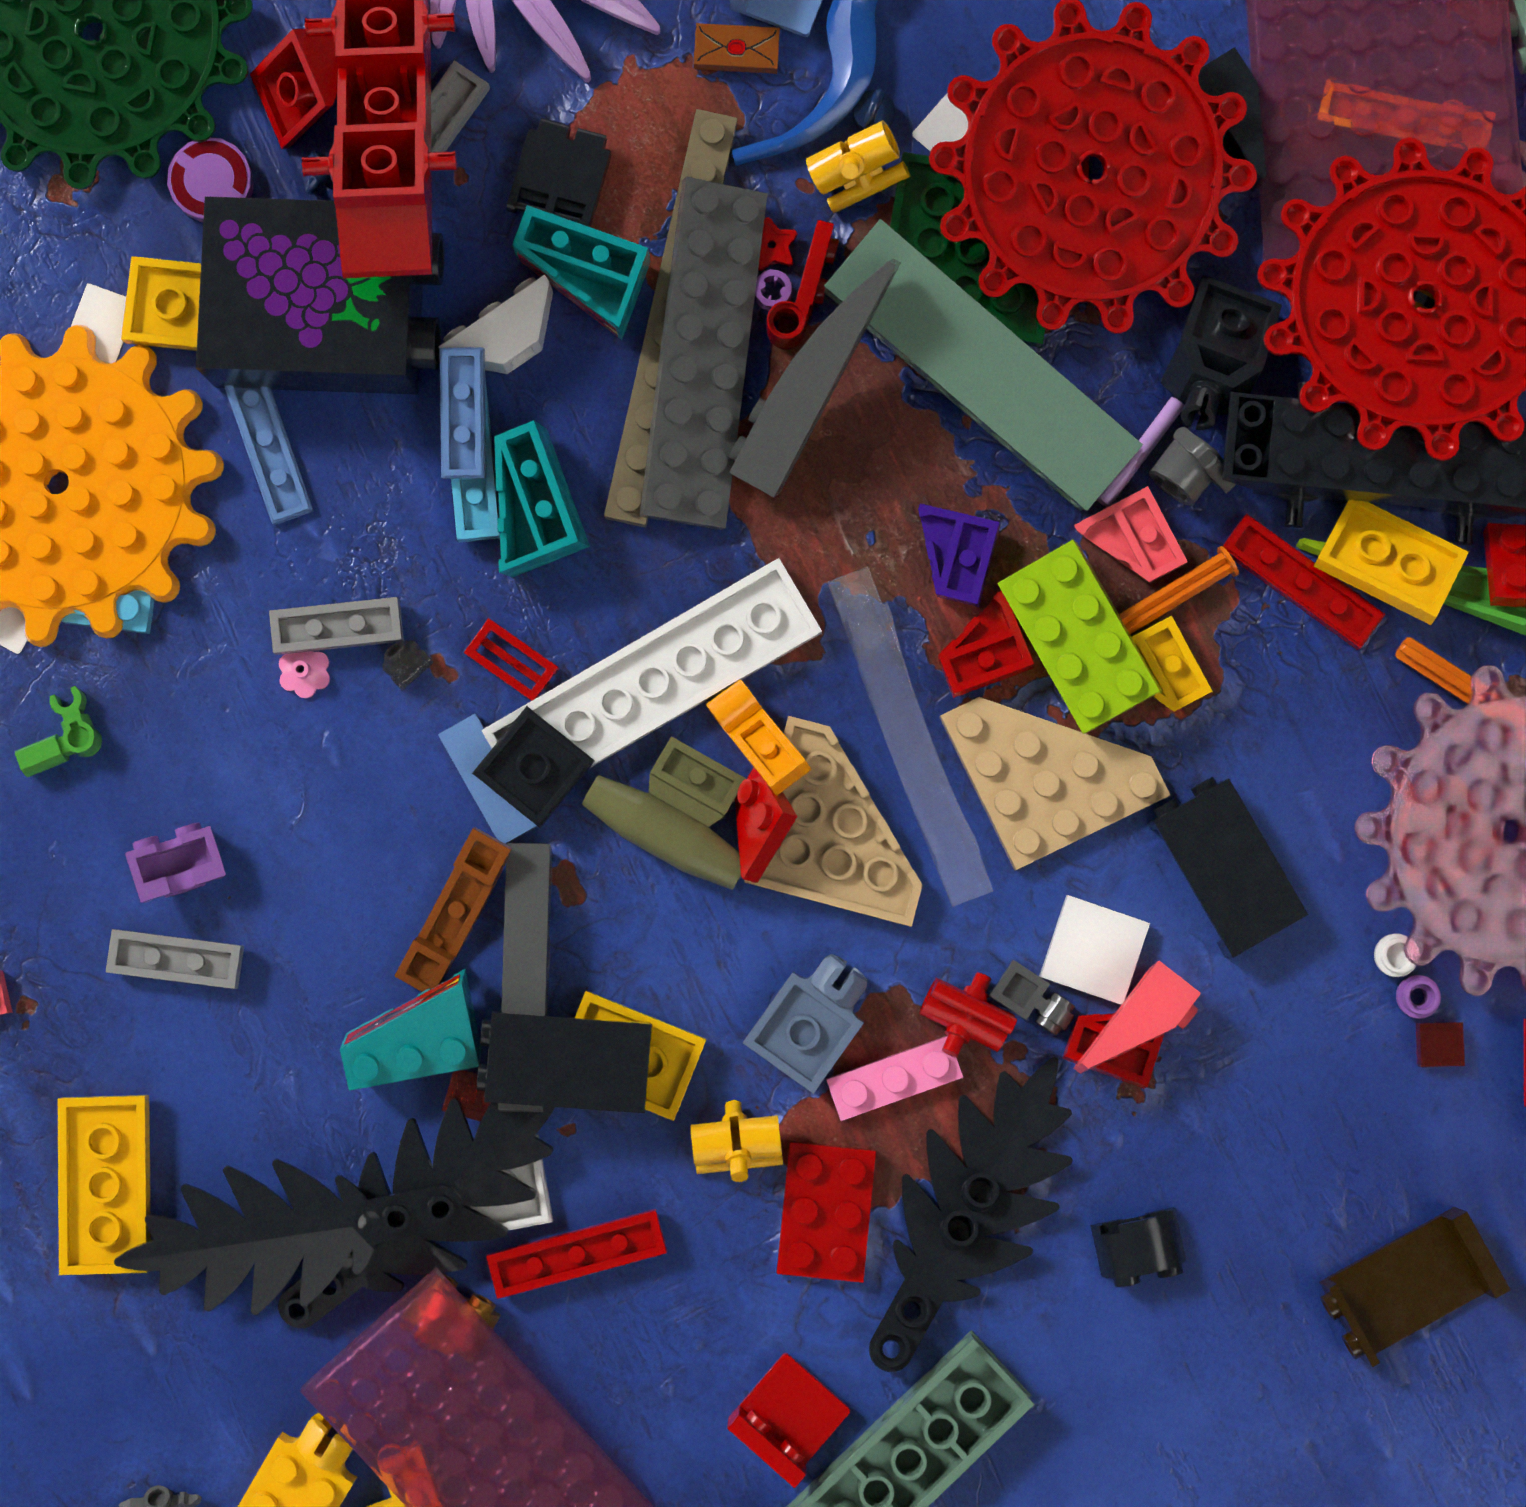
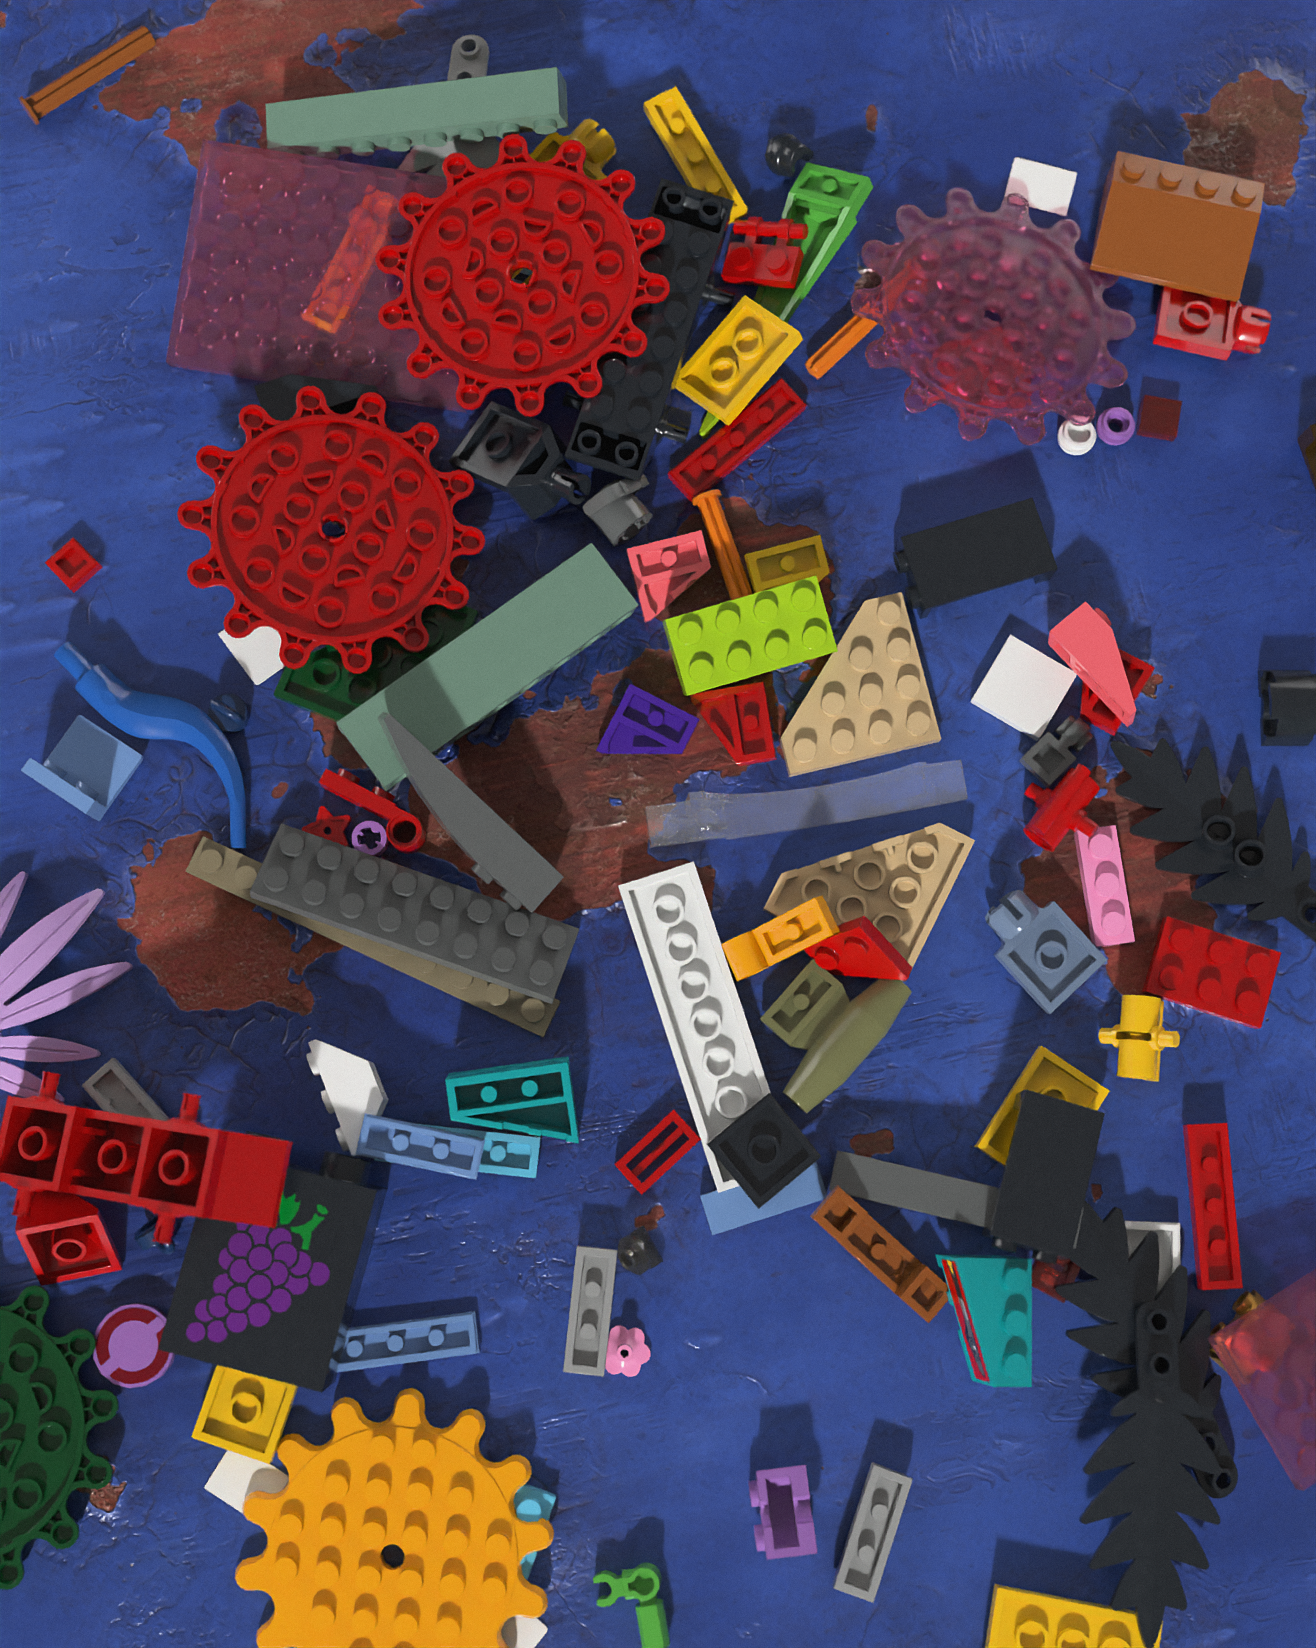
camera: 80 degrees left, 5 degrees down
(561, 172) = (214, 1009): black plate -> none
(584, 265) = (307, 1004): teal wedge -> none
(736, 48) = (137, 823): dark orange tile -> none
(857, 166) = (277, 736): yellow pin -> none
(1149, 440) = (582, 539): lavender bar -> none

